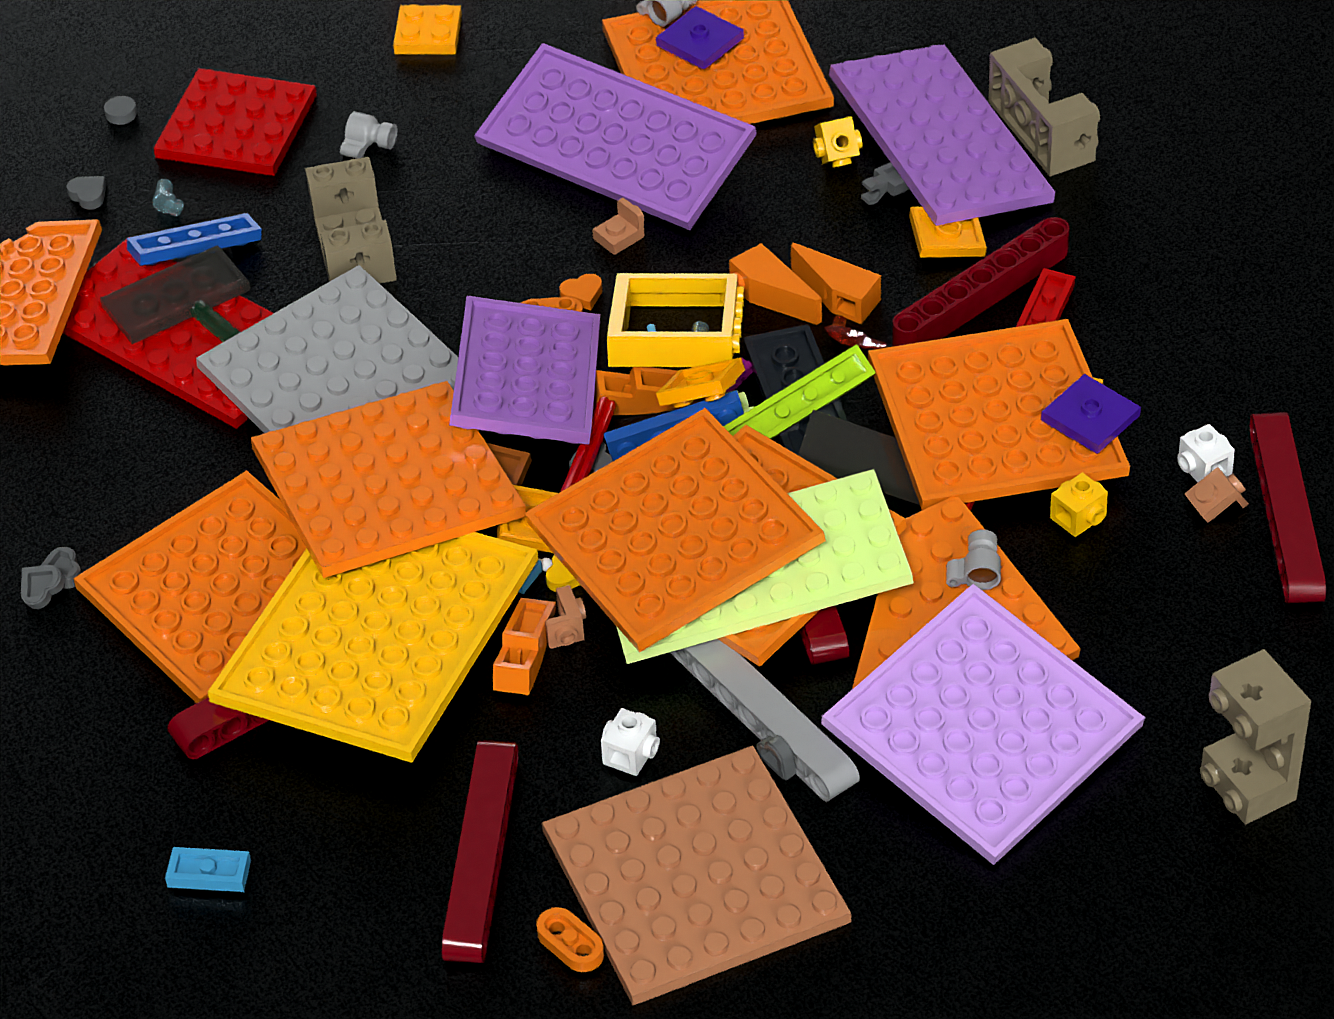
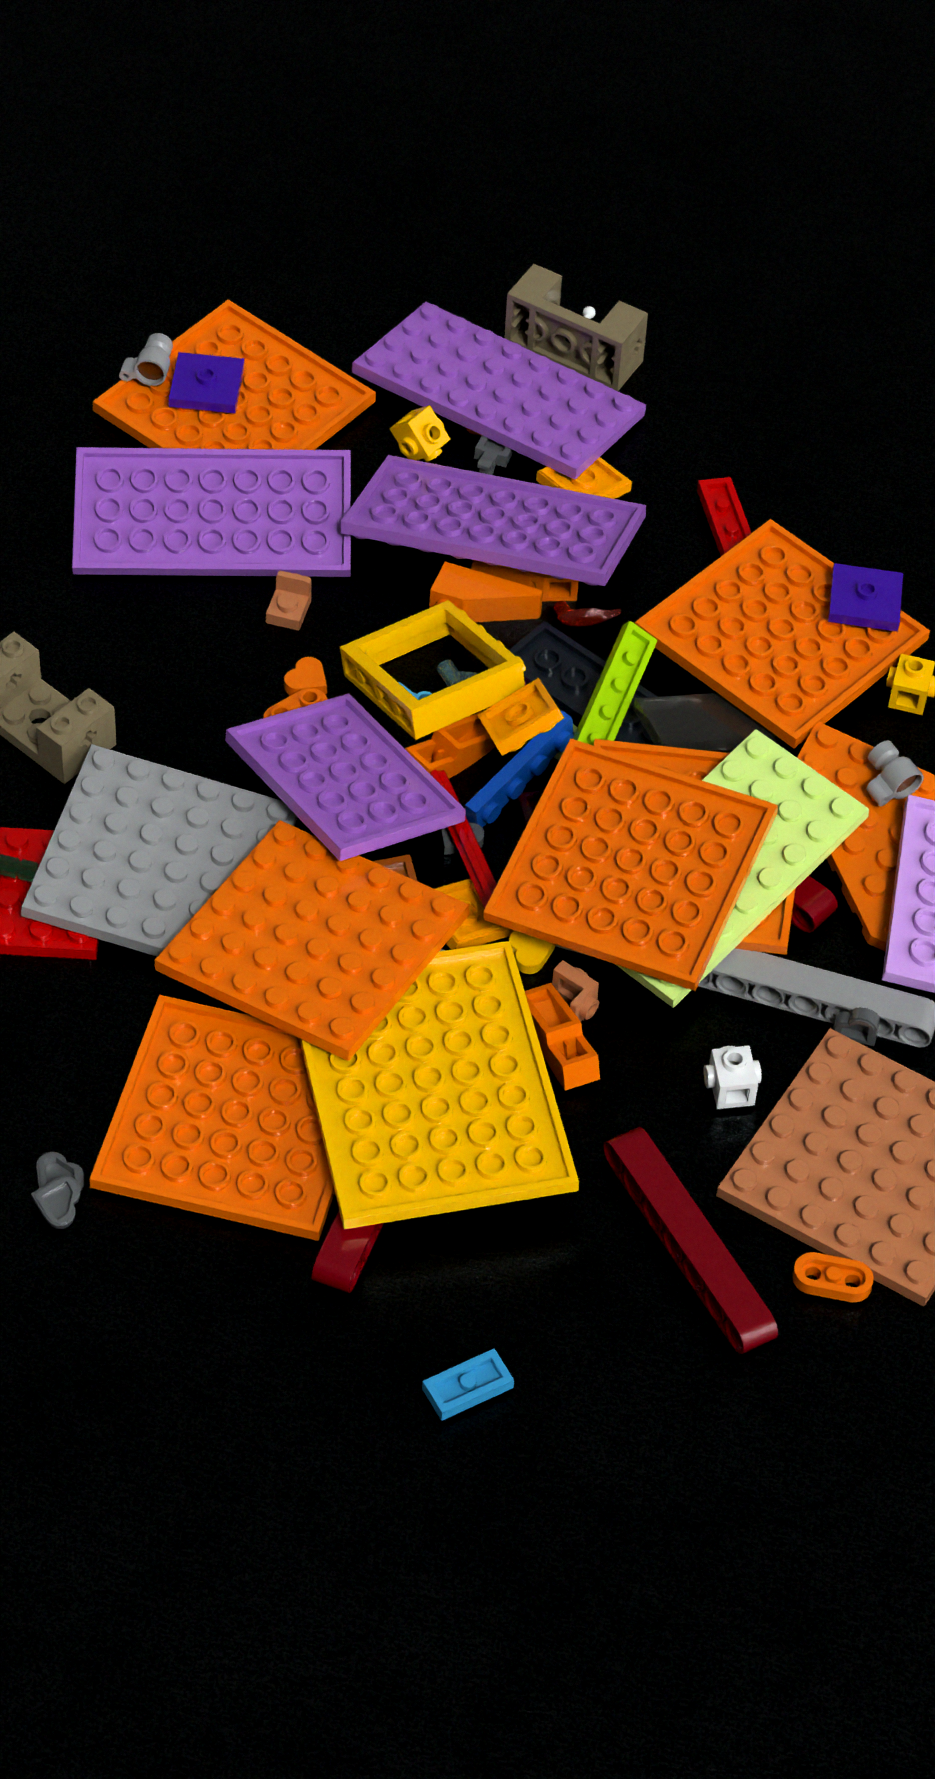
camera: 40 degrees left, 5 degrees up
(831, 228) = (494, 520): none -> medium lavender plate
(983, 284) = (656, 530): dark red beam -> none

